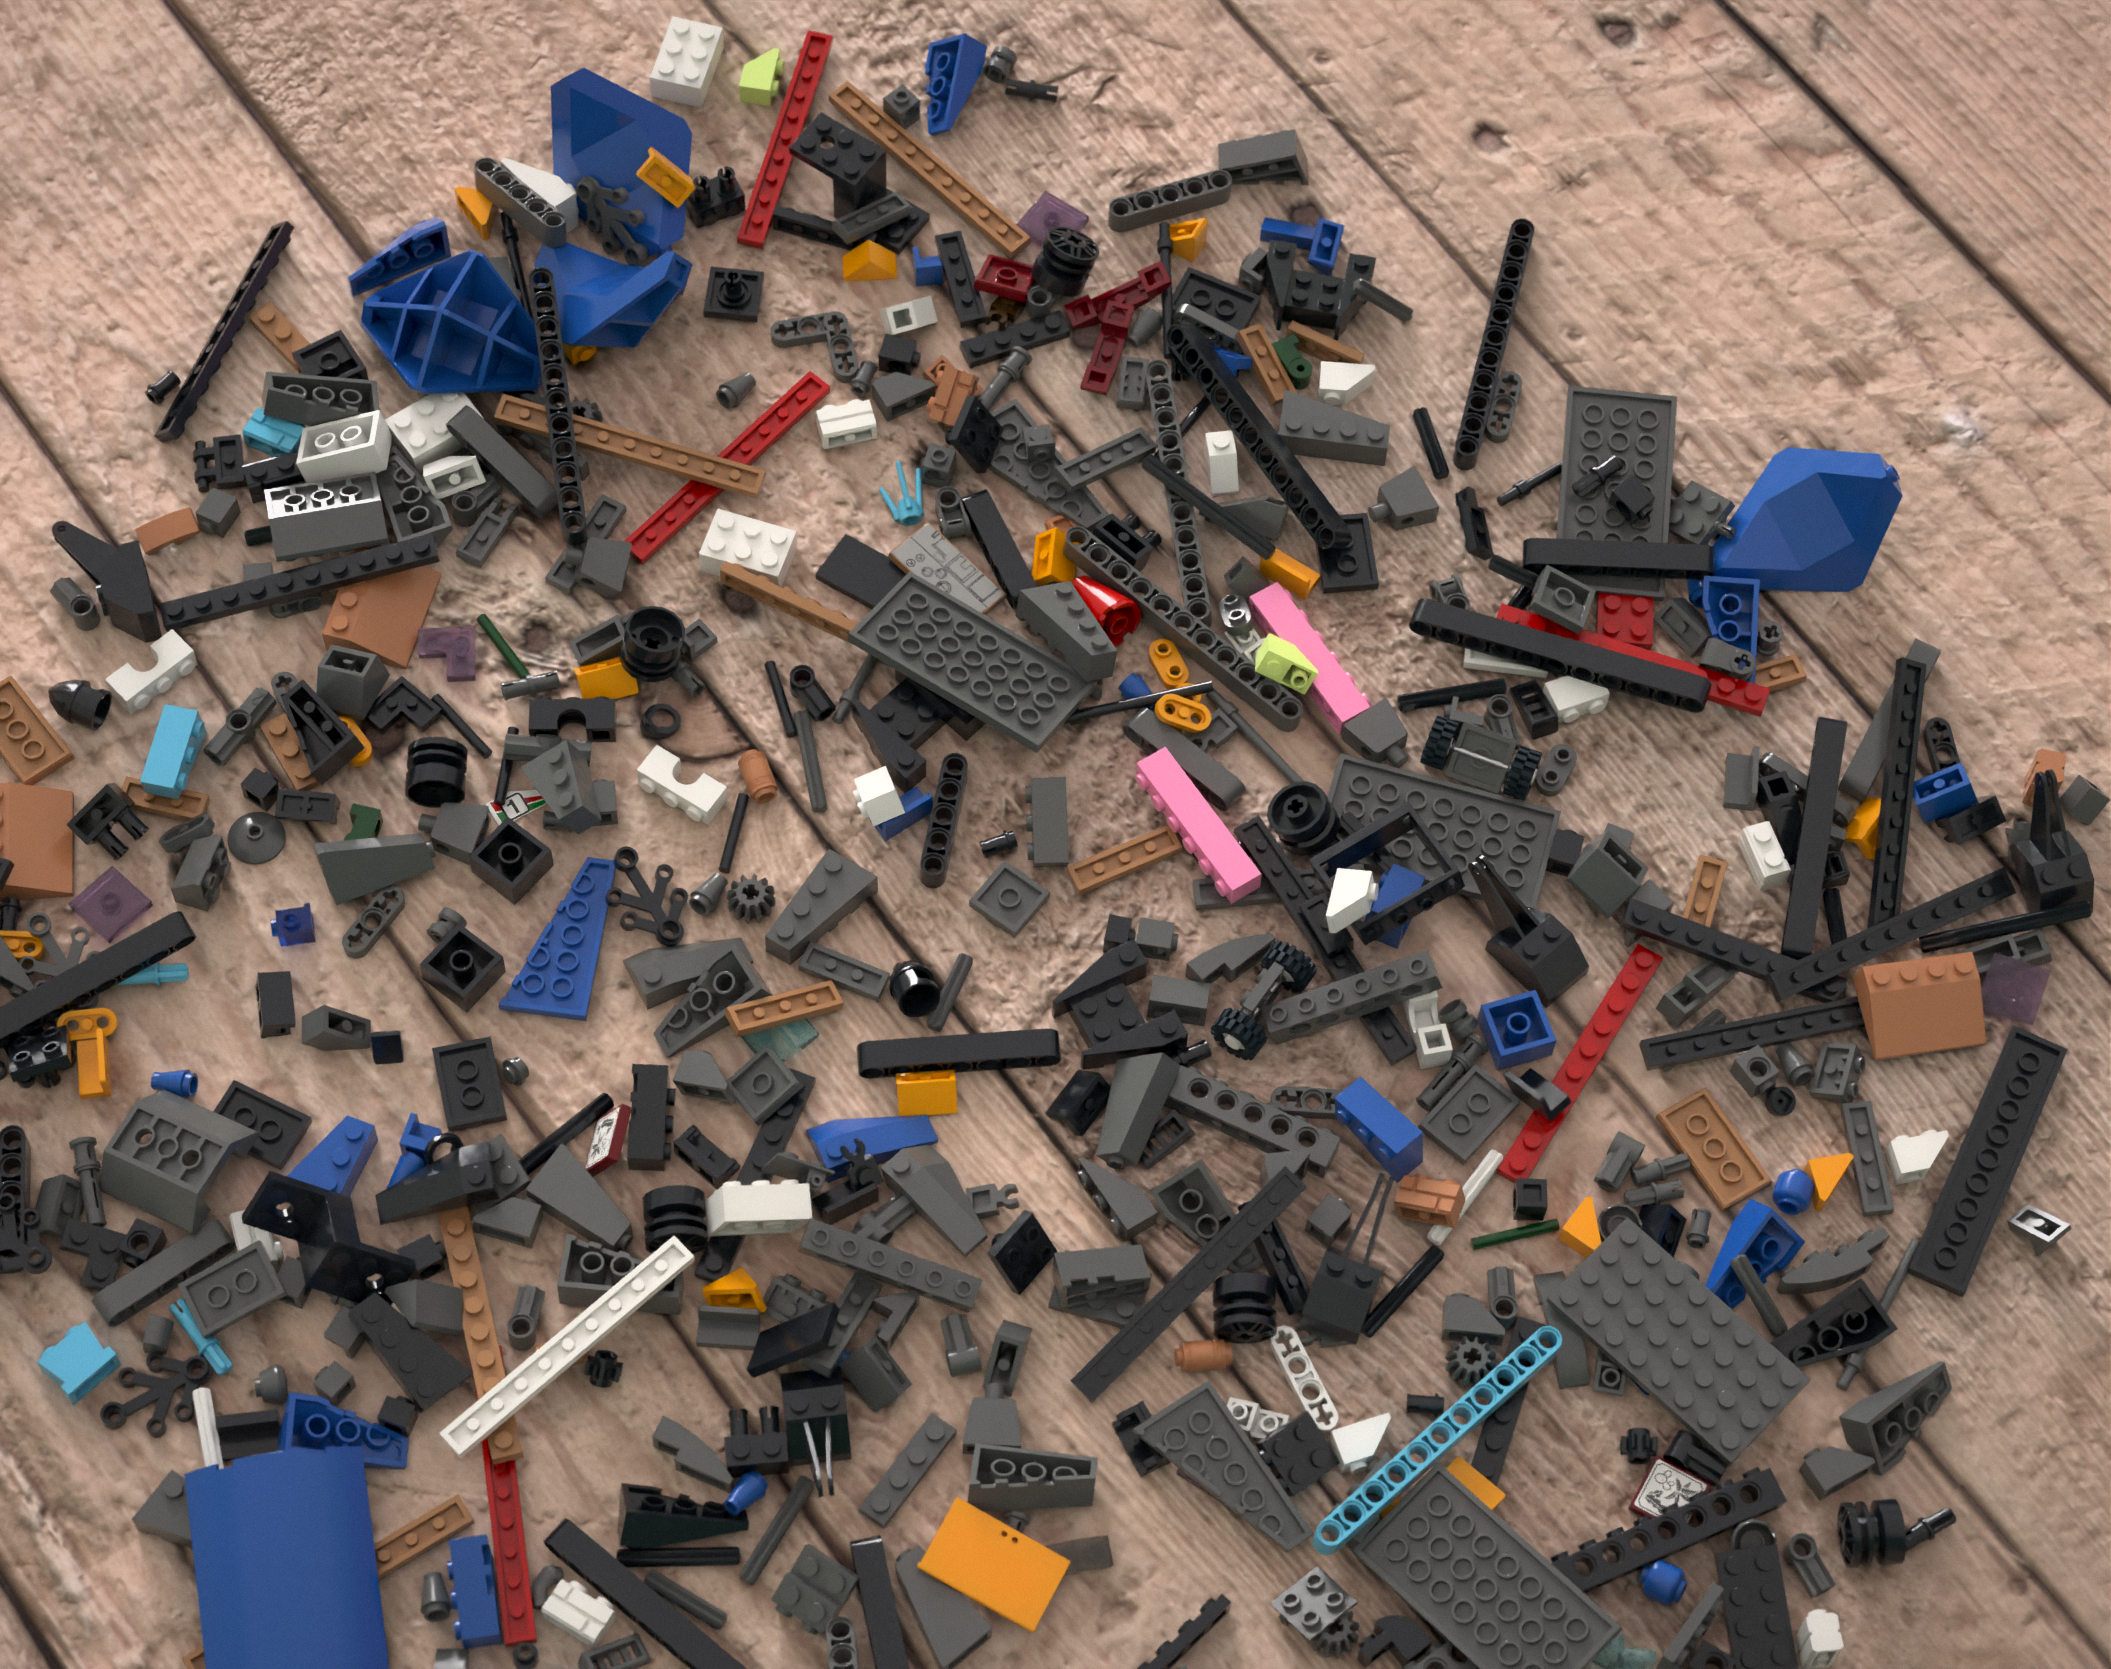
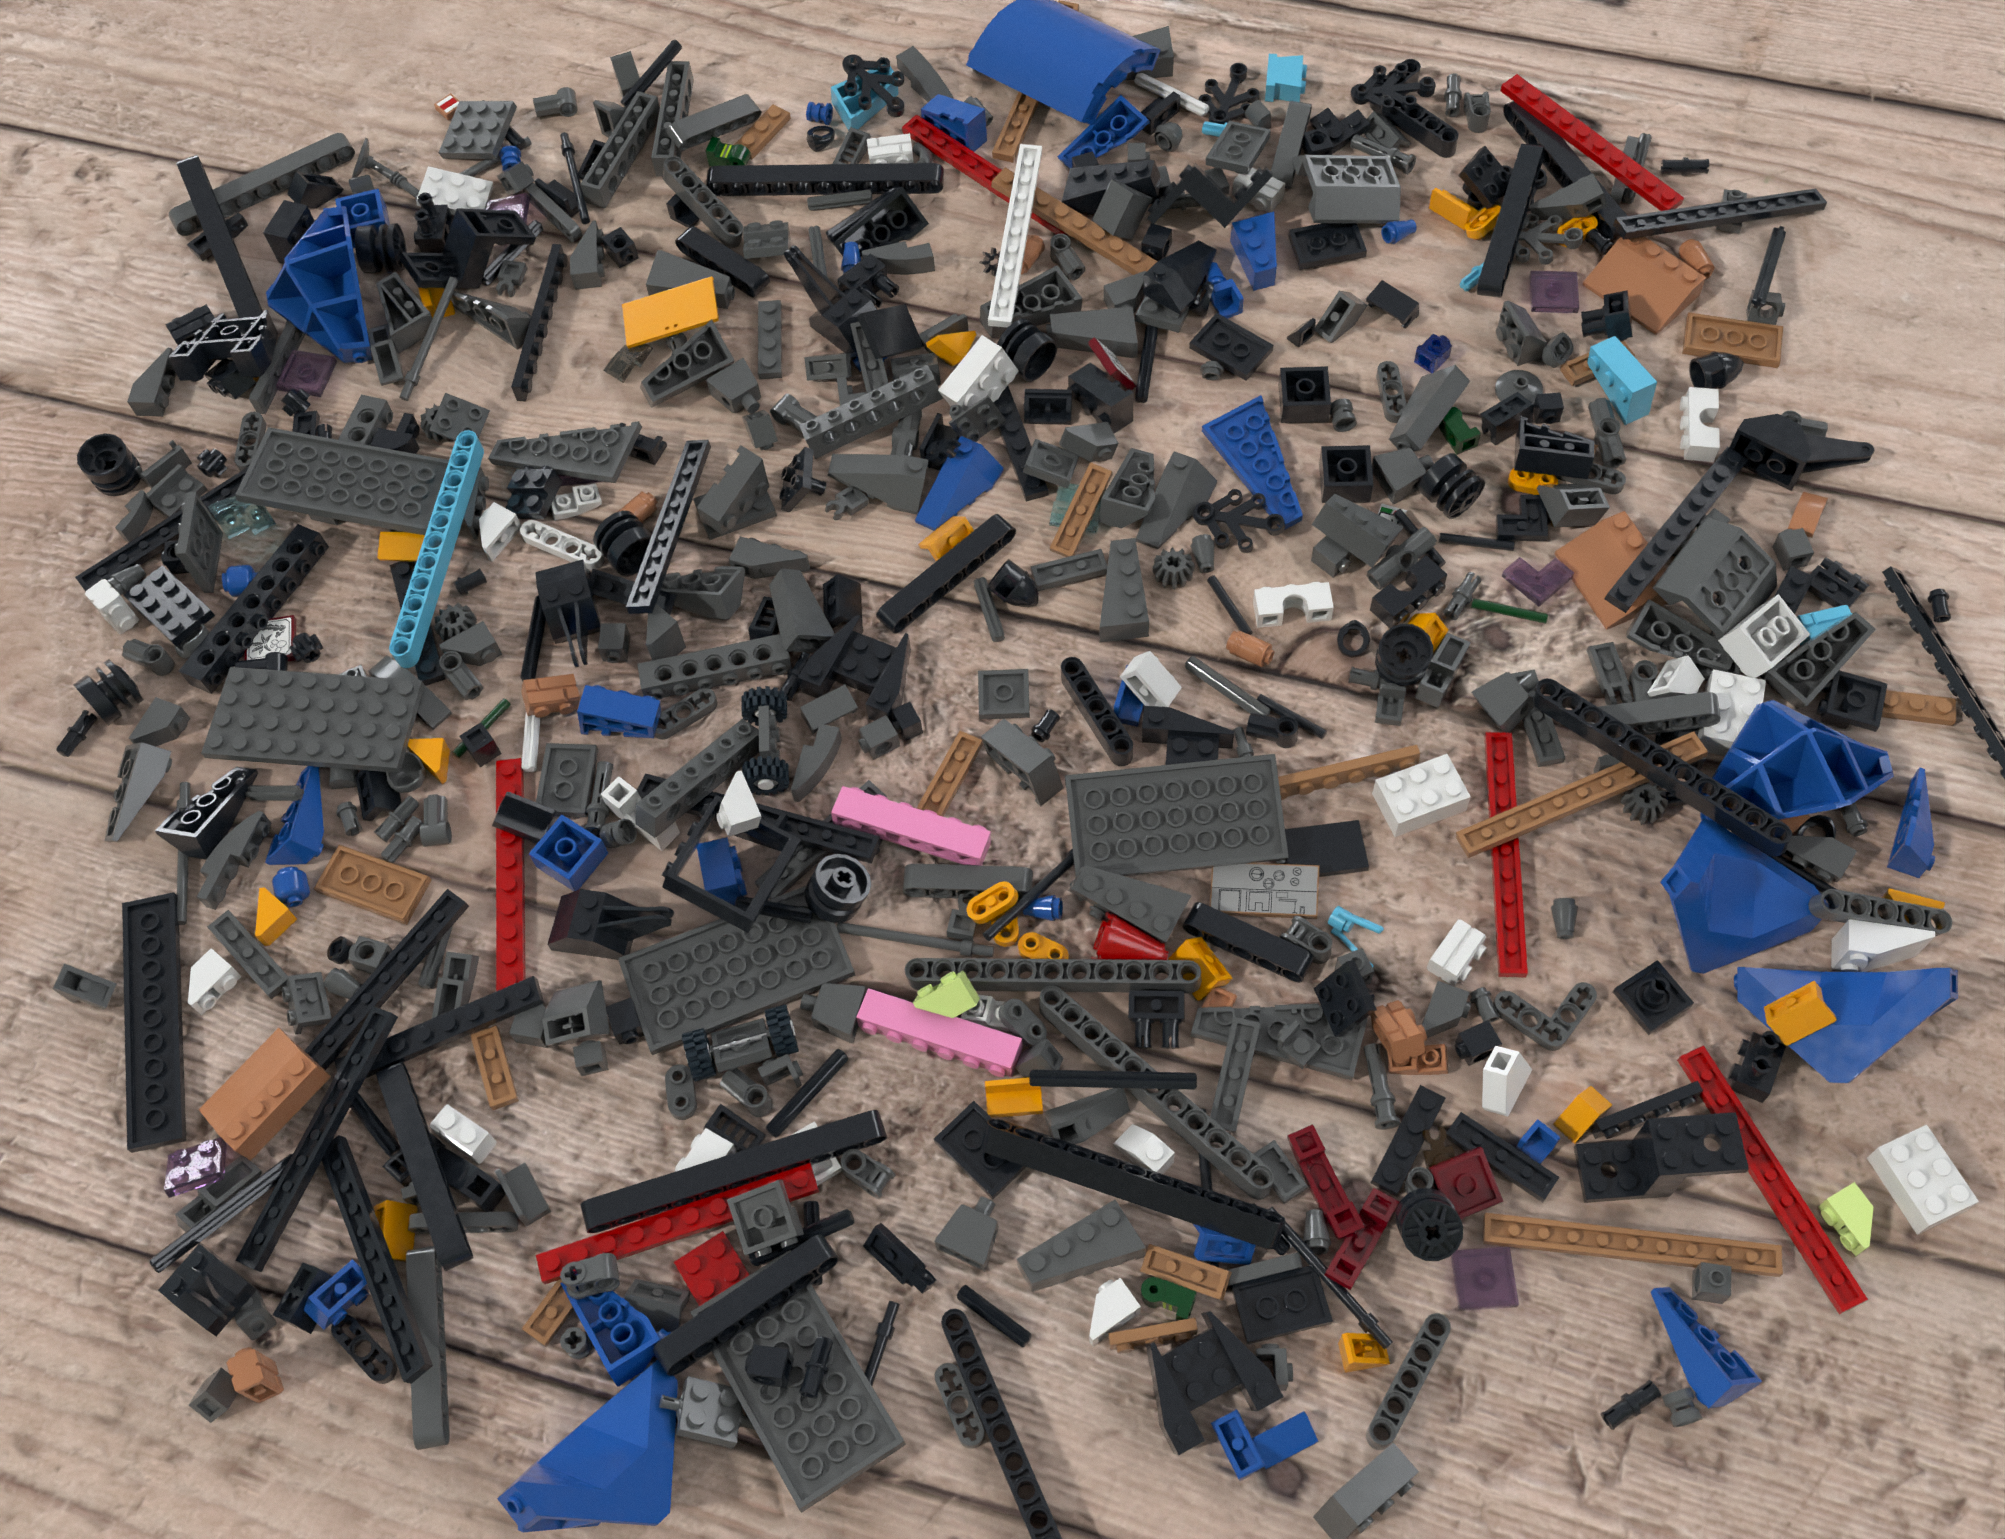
camera: 150 degrees right, 0 degrees up
(593, 194) = (1842, 963): dark grey plant -> none
(872, 217) = (1619, 1141): dark grey tile -> none
(1382, 300) = (1137, 1412): dark grey axle -> none

